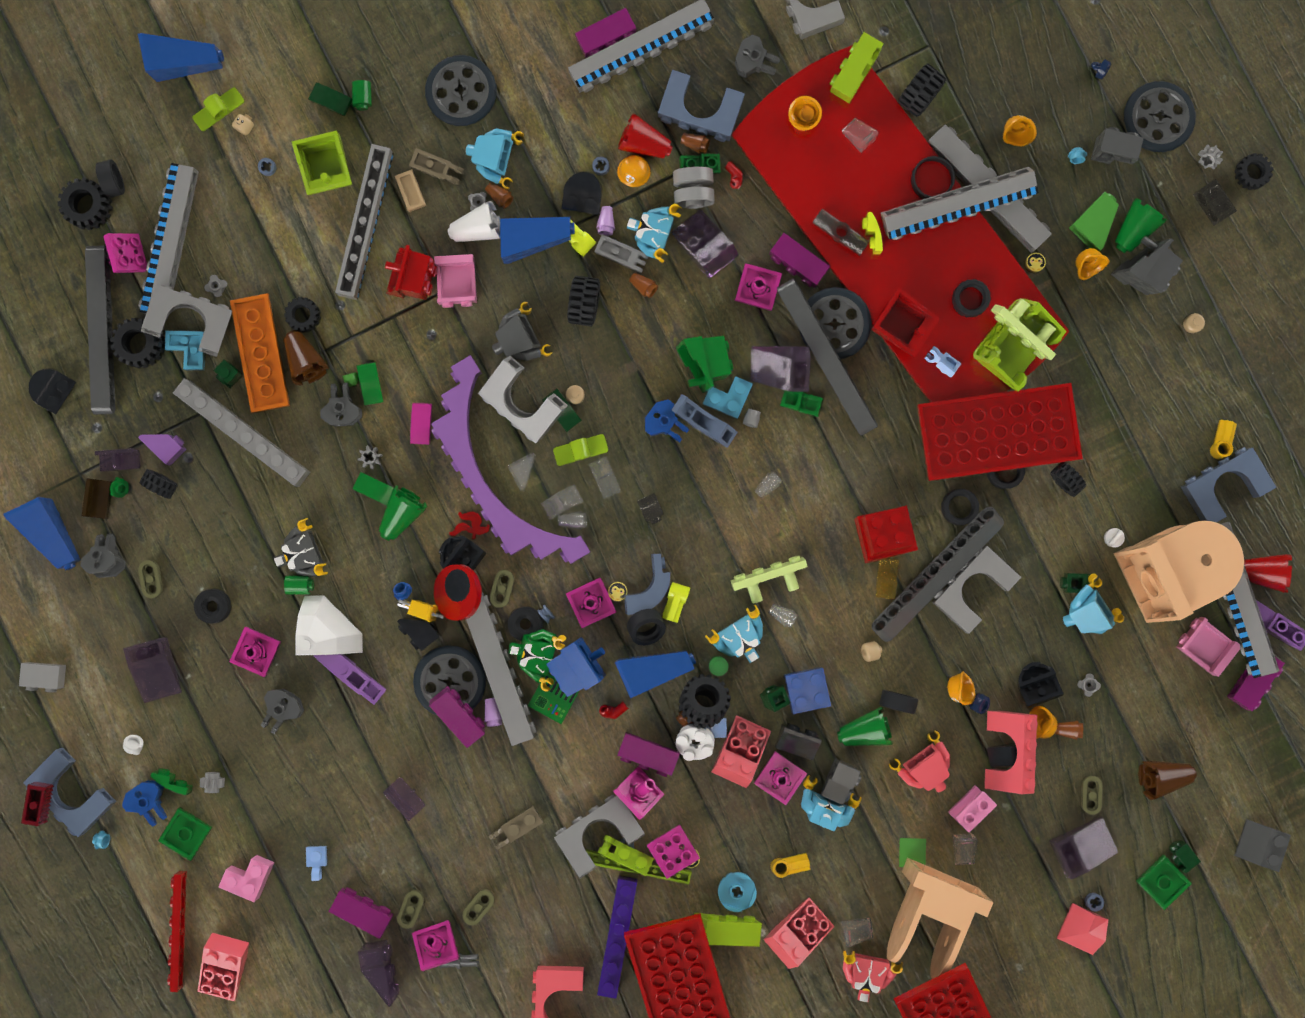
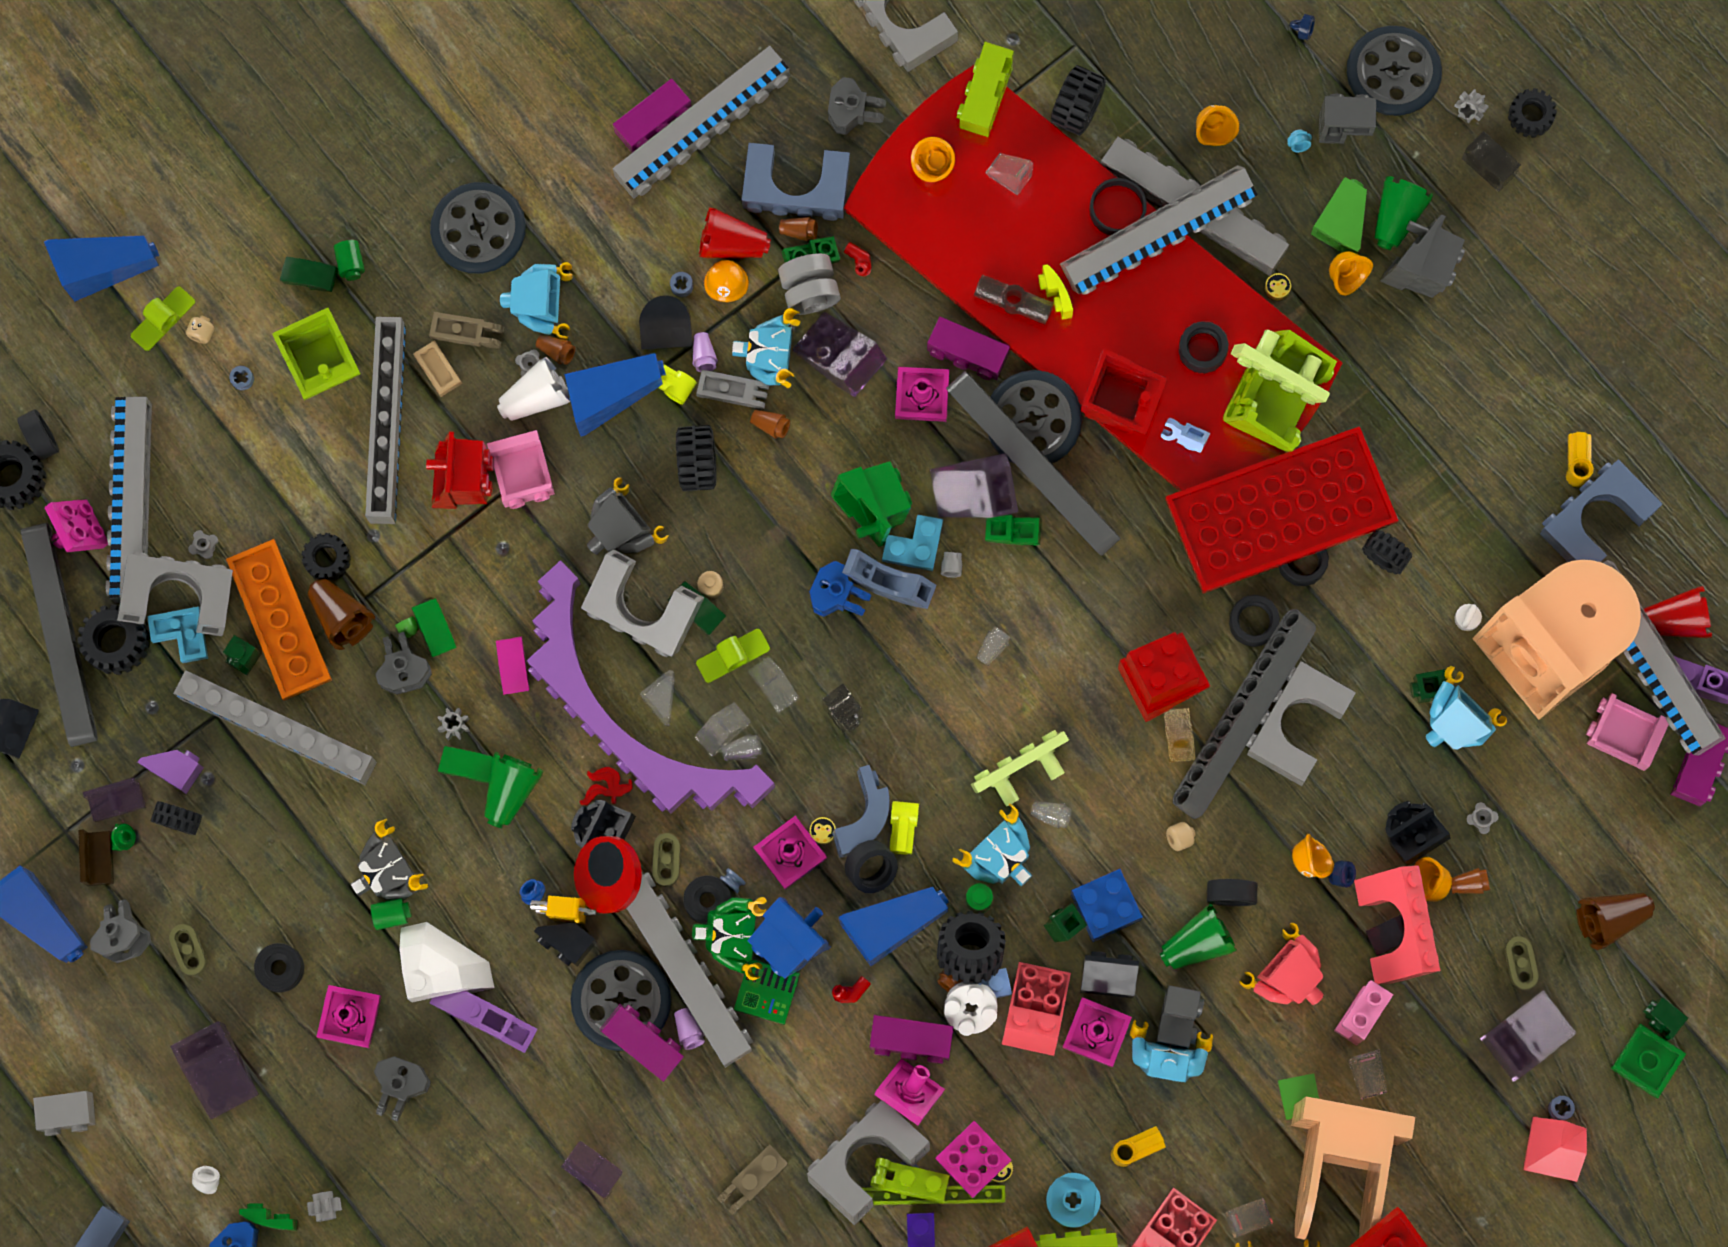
camera: 15 degrees left, 10 degrees down
(1194, 323) = (1503, 319): tan piece -> none

